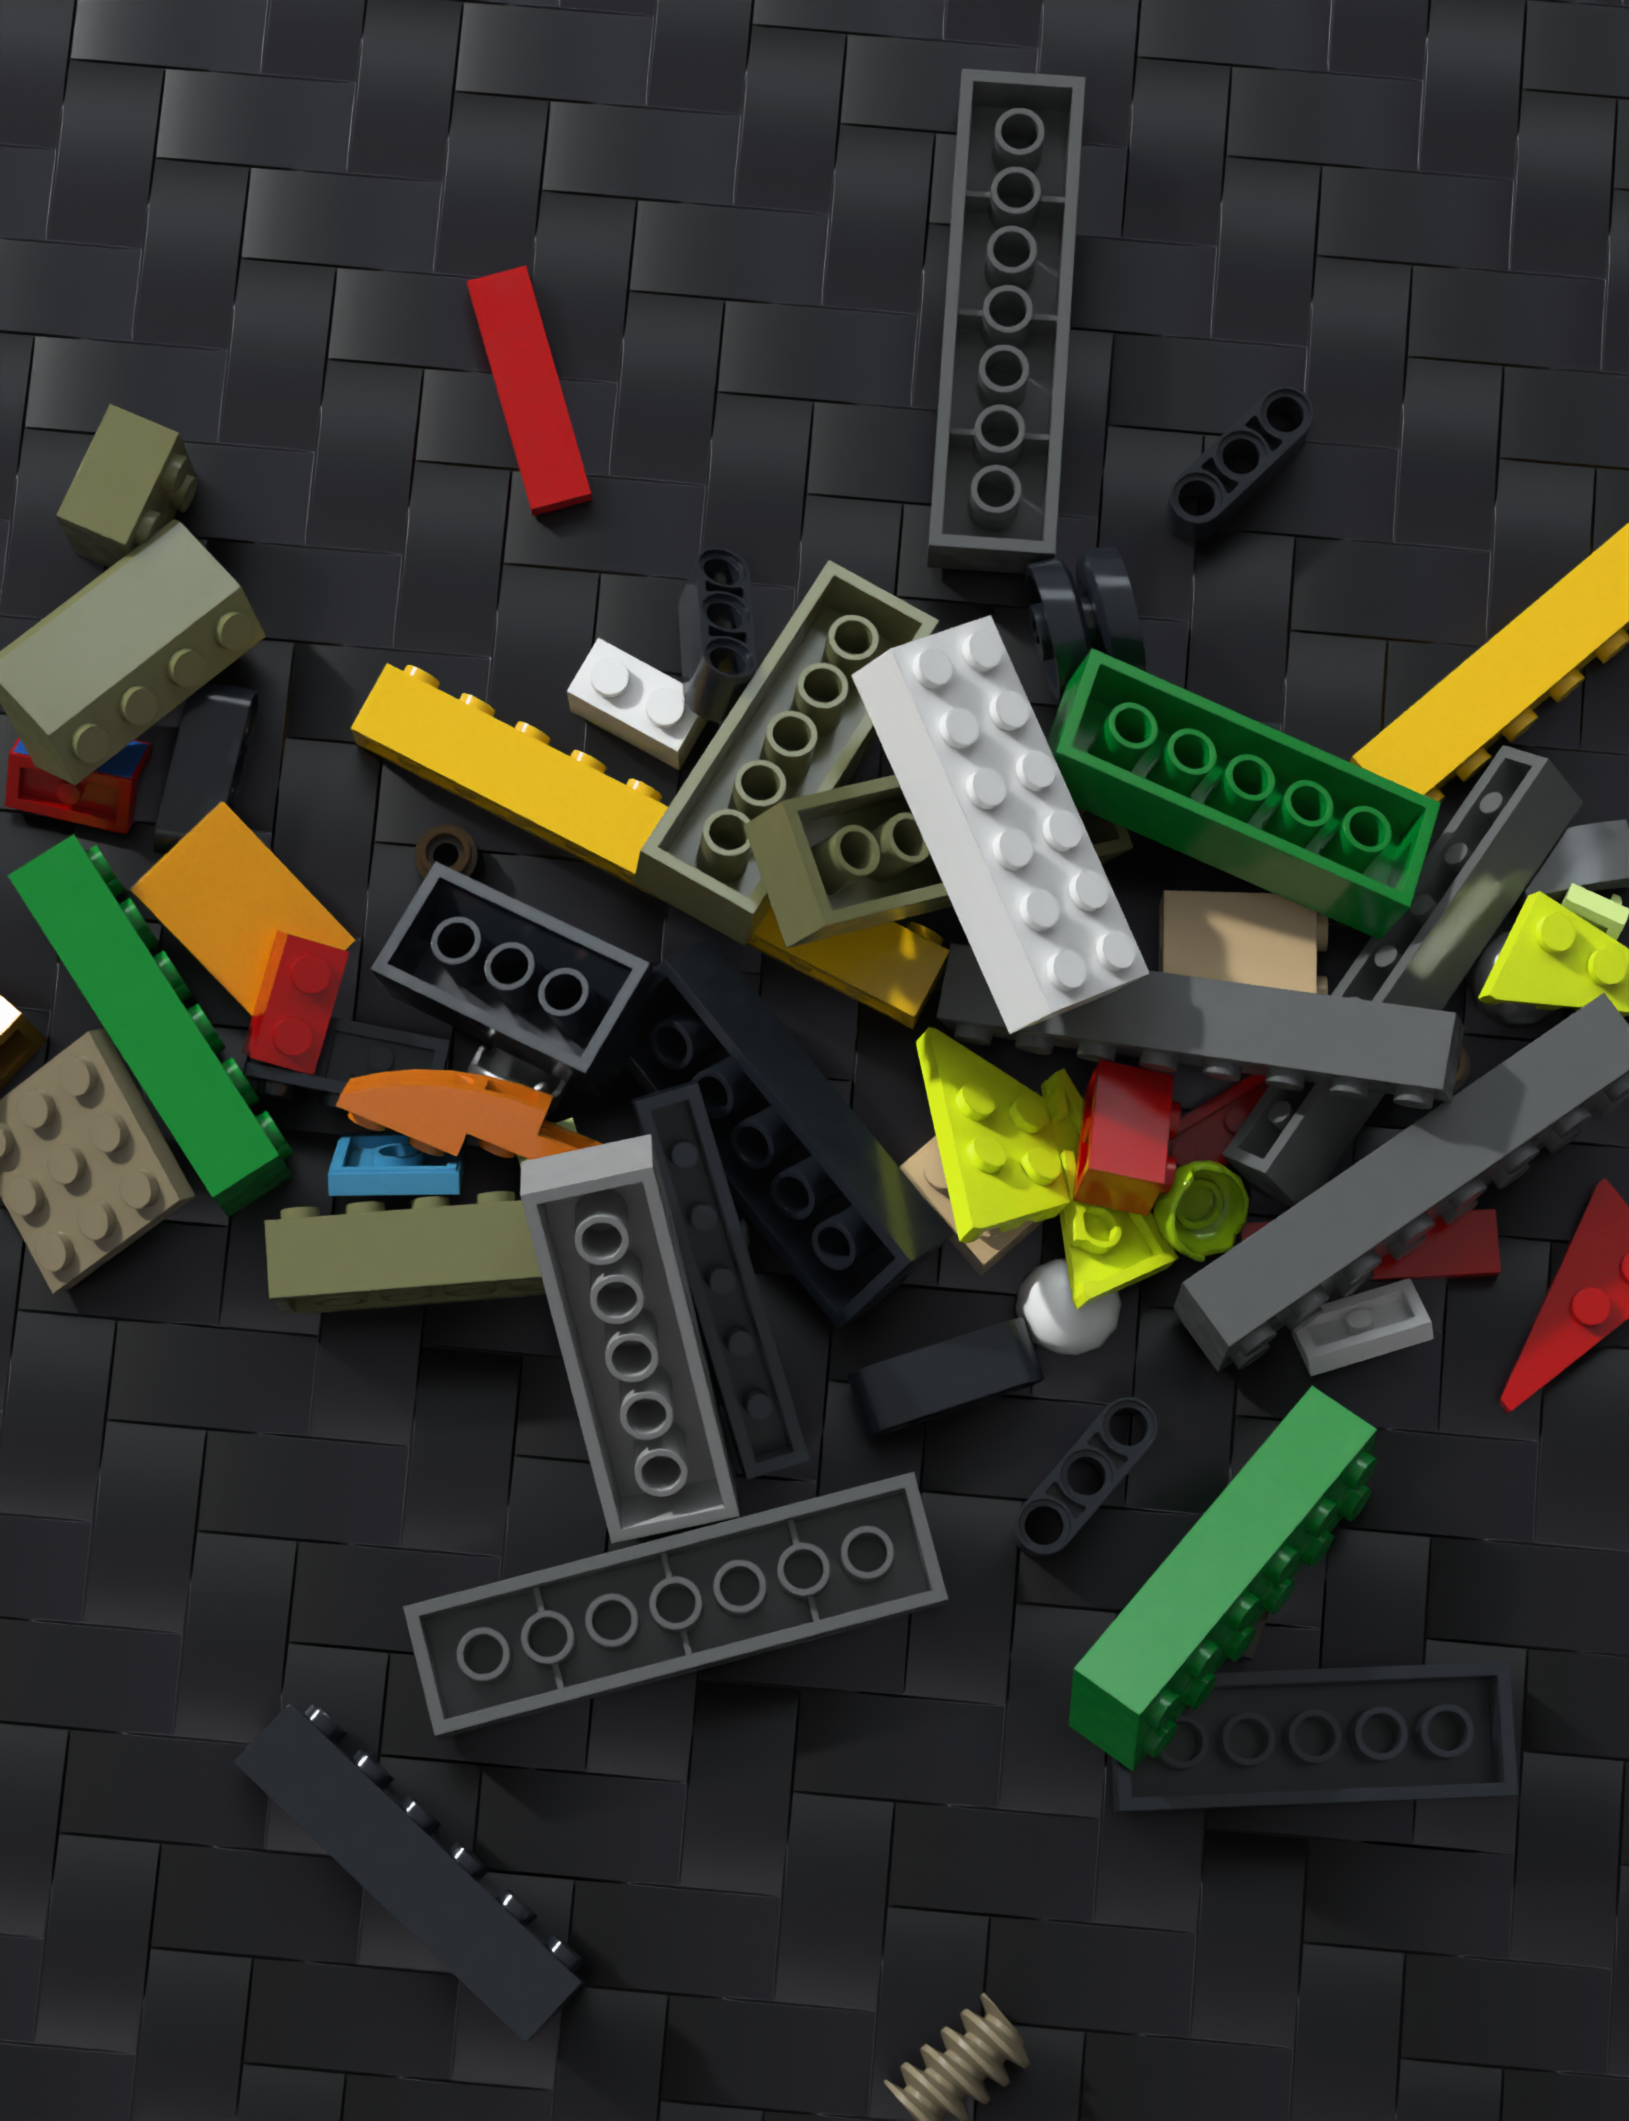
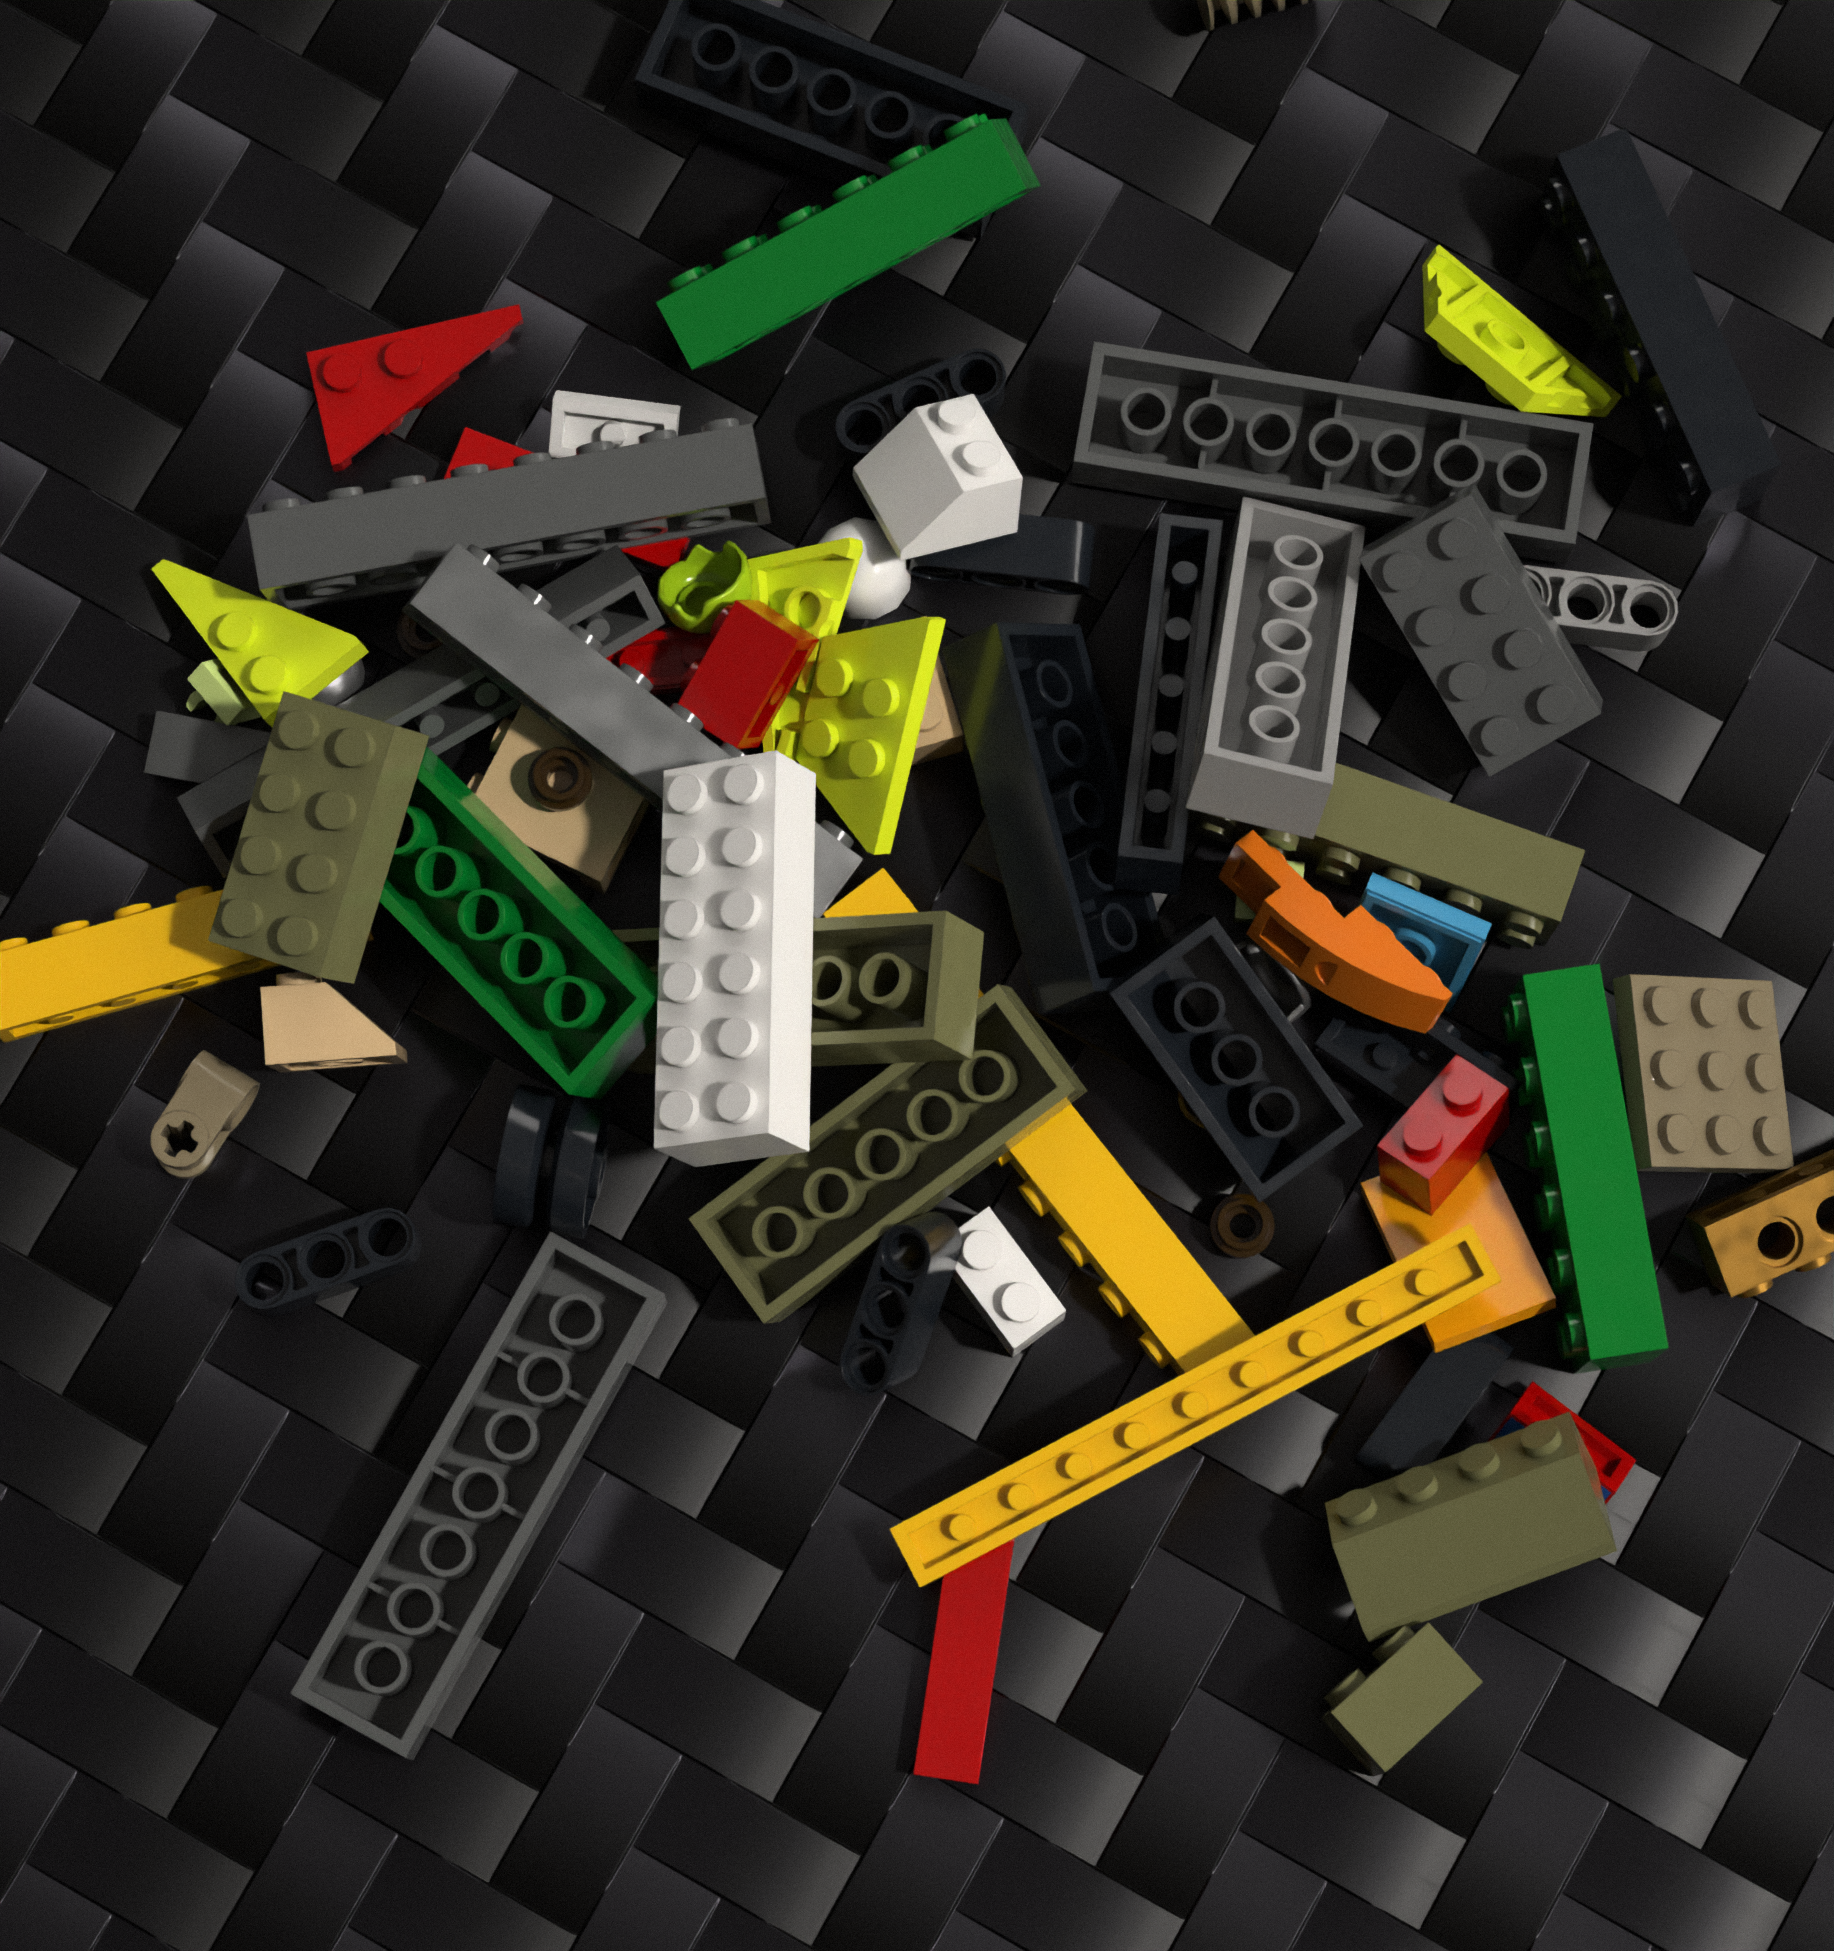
camera: 155 degrees left, 0 degrees up
(341, 1564) = (1613, 599): none -> light grey beam
(410, 660) = (1195, 1405): none -> yellow plate
(457, 1481) = (1481, 630): none -> dark grey brick
(557, 1792) = (1504, 346): none -> neon yellow wing
(1031, 1396) = (941, 480): none -> white slope
(1251, 941) = (556, 760): none -> dark brown plate
(1342, 648) = (318, 1028): none -> tan slope
(1413, 546) = (209, 1106): none -> dark tan piece
(1432, 785) = (318, 838): none -> olive brick

